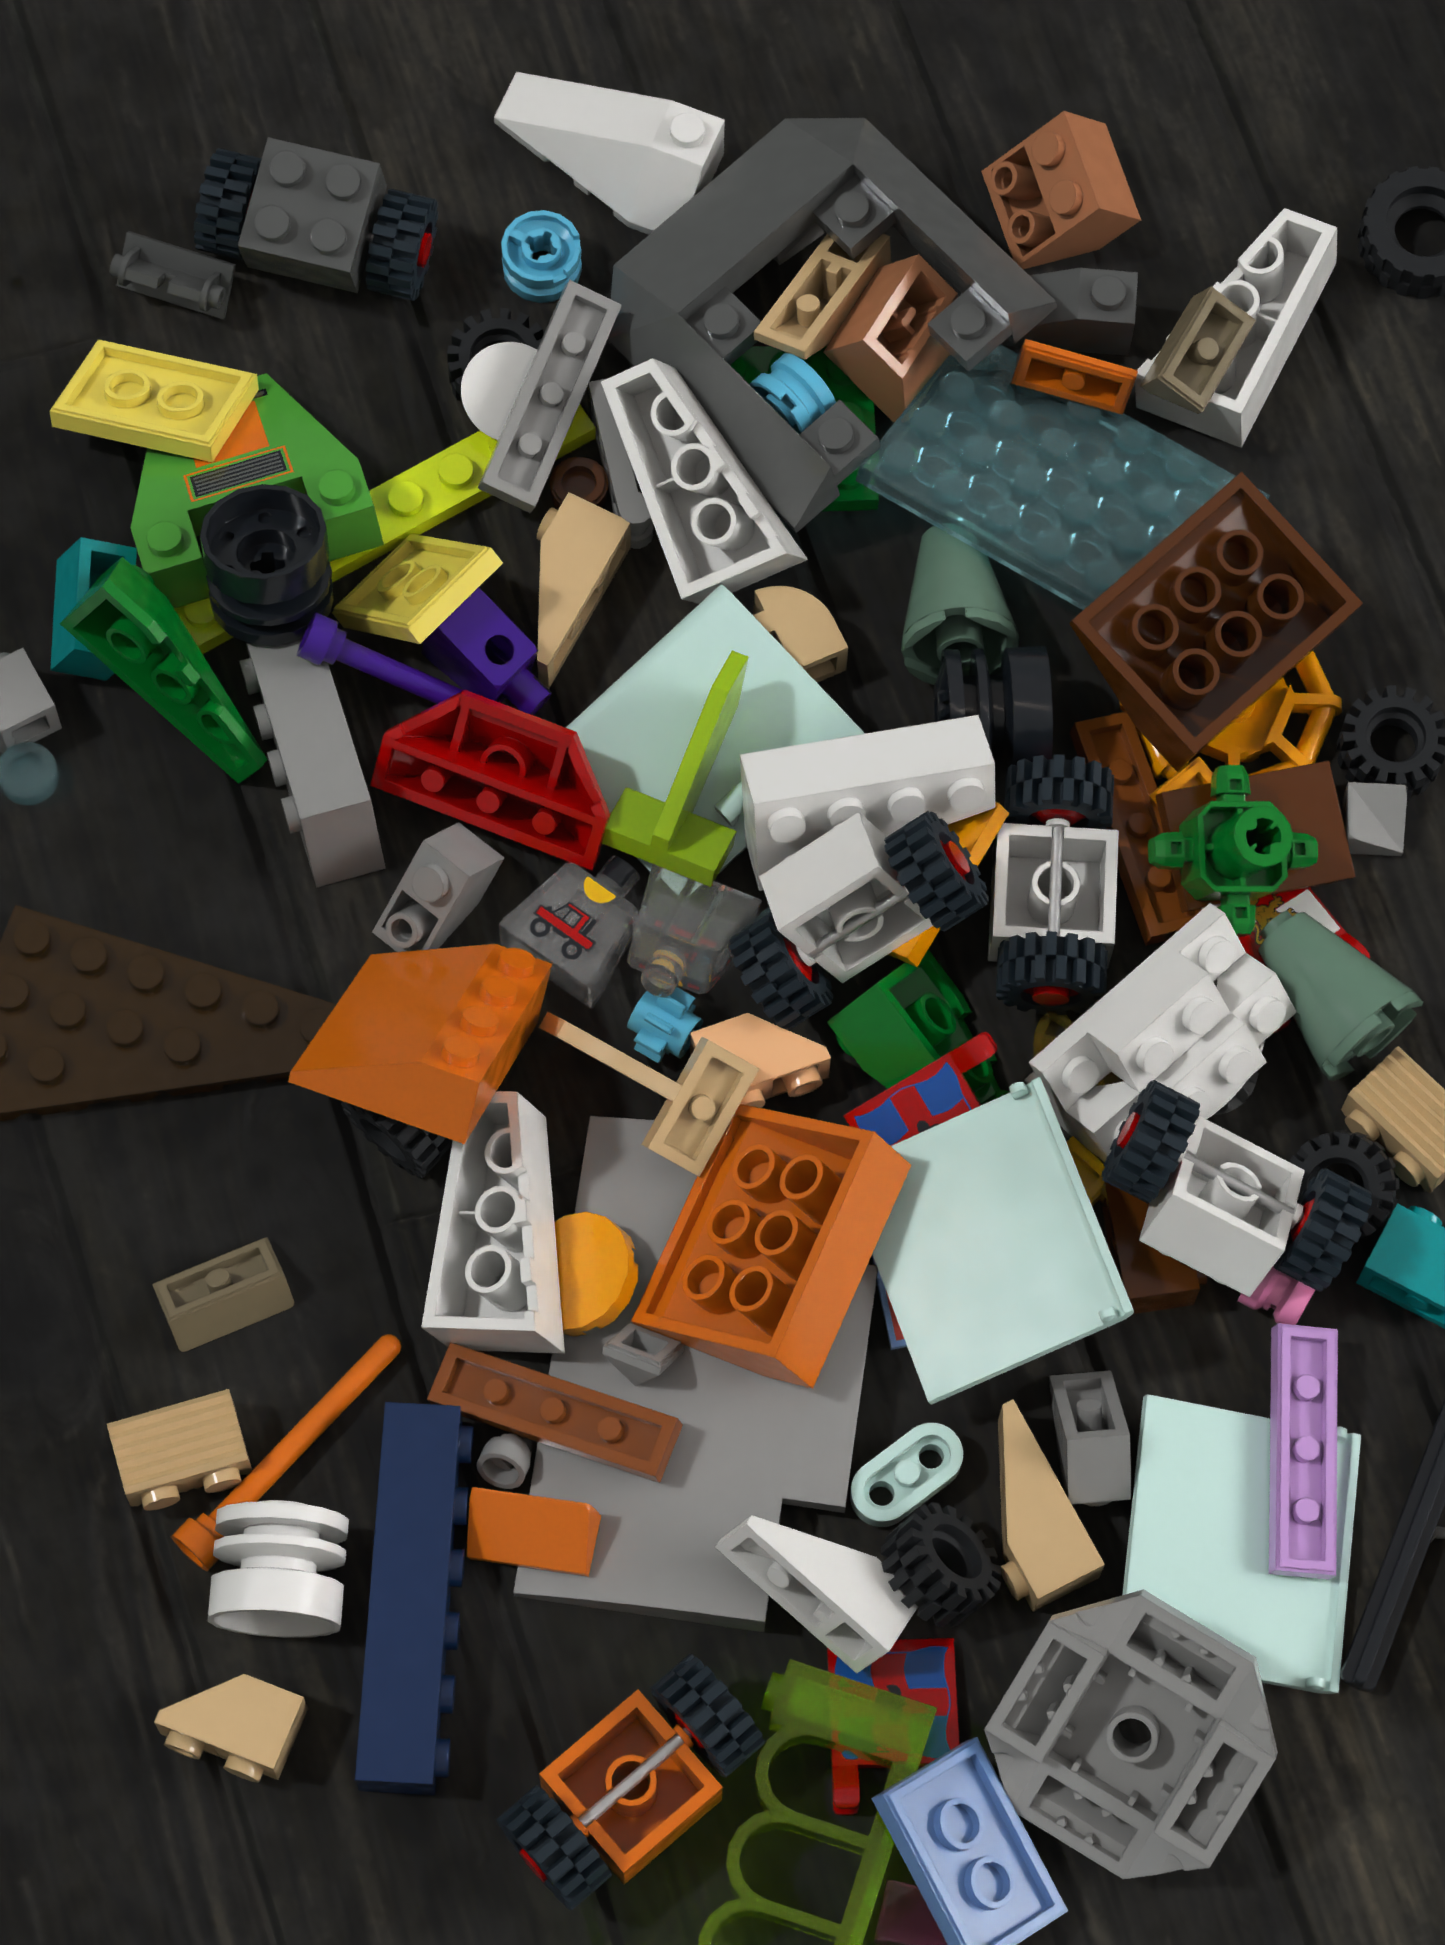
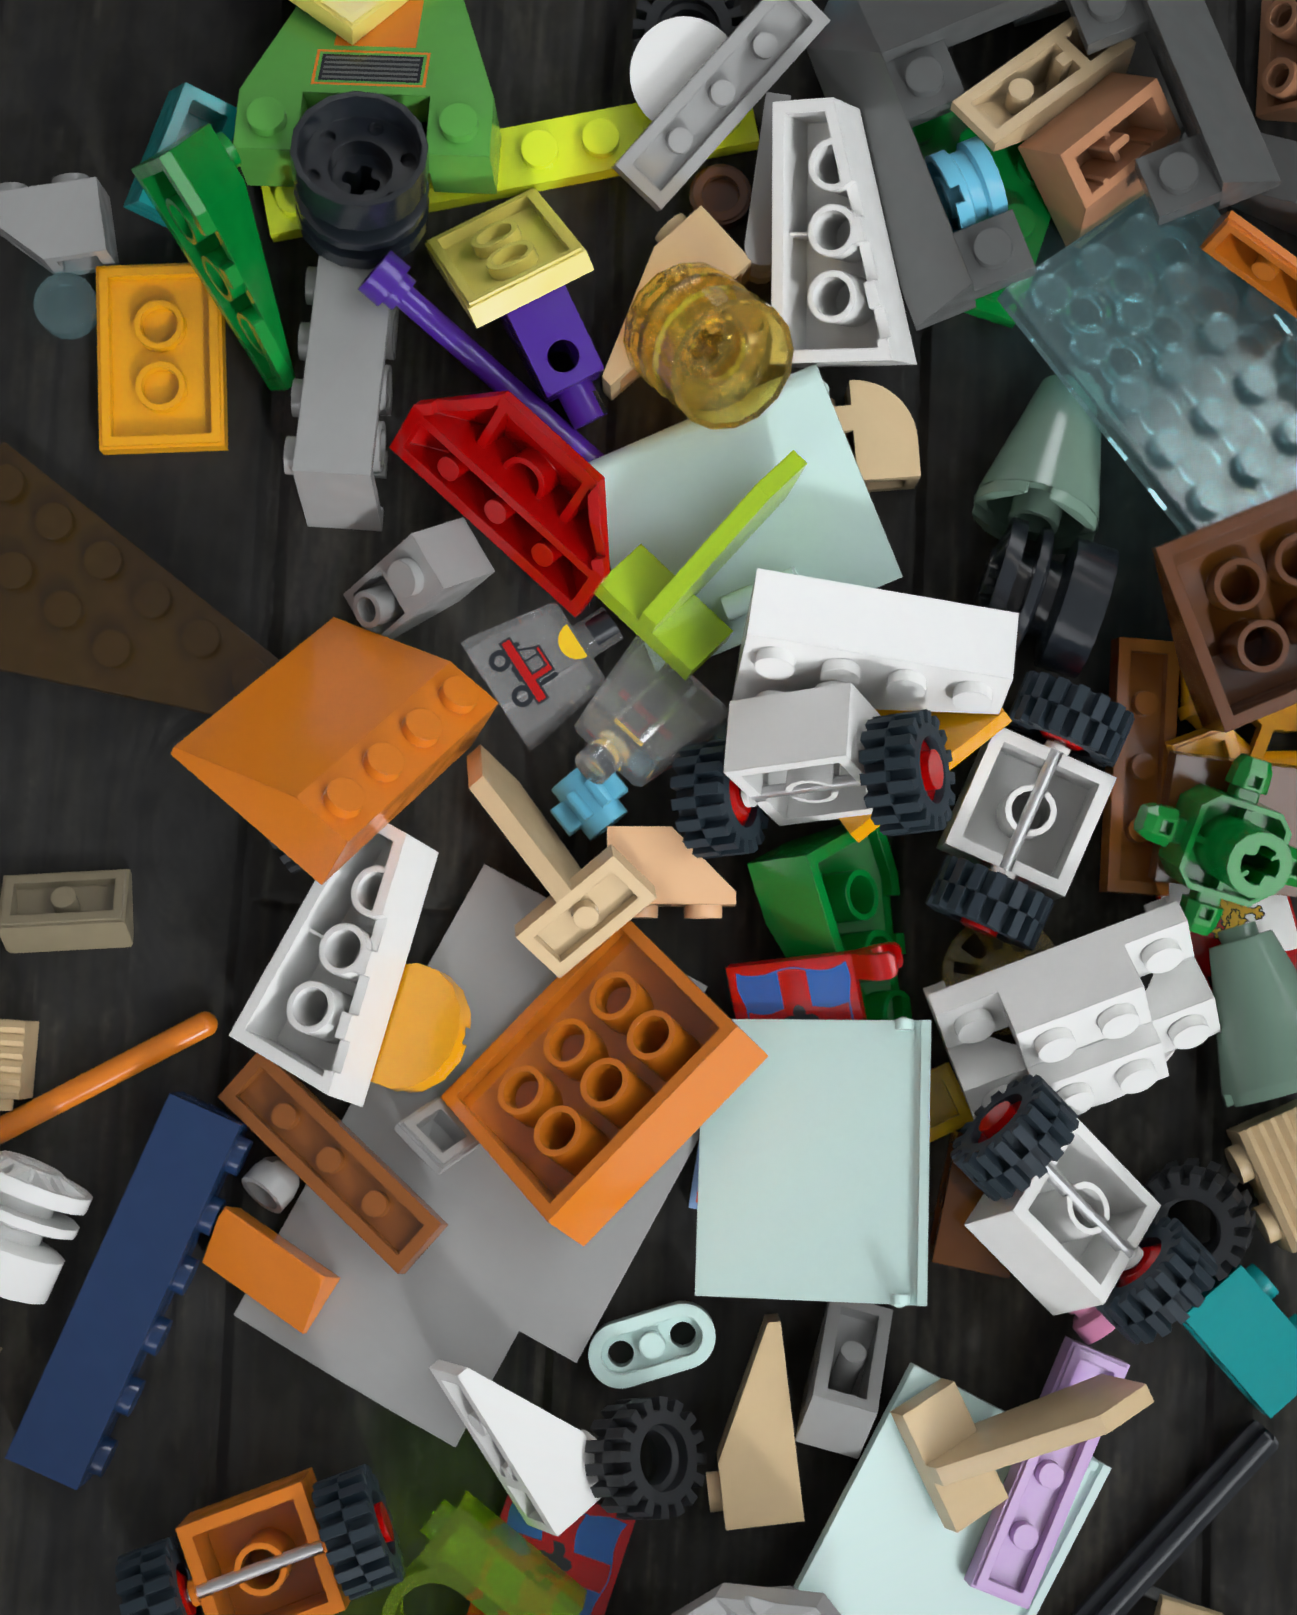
camera: 25 degrees right, 15 degrees up
(130, 790) = (159, 361): none -> light orange tile
(623, 596) = (708, 345): none -> clear yellow wheel
(1213, 1454) = (962, 1456): none -> tan piece

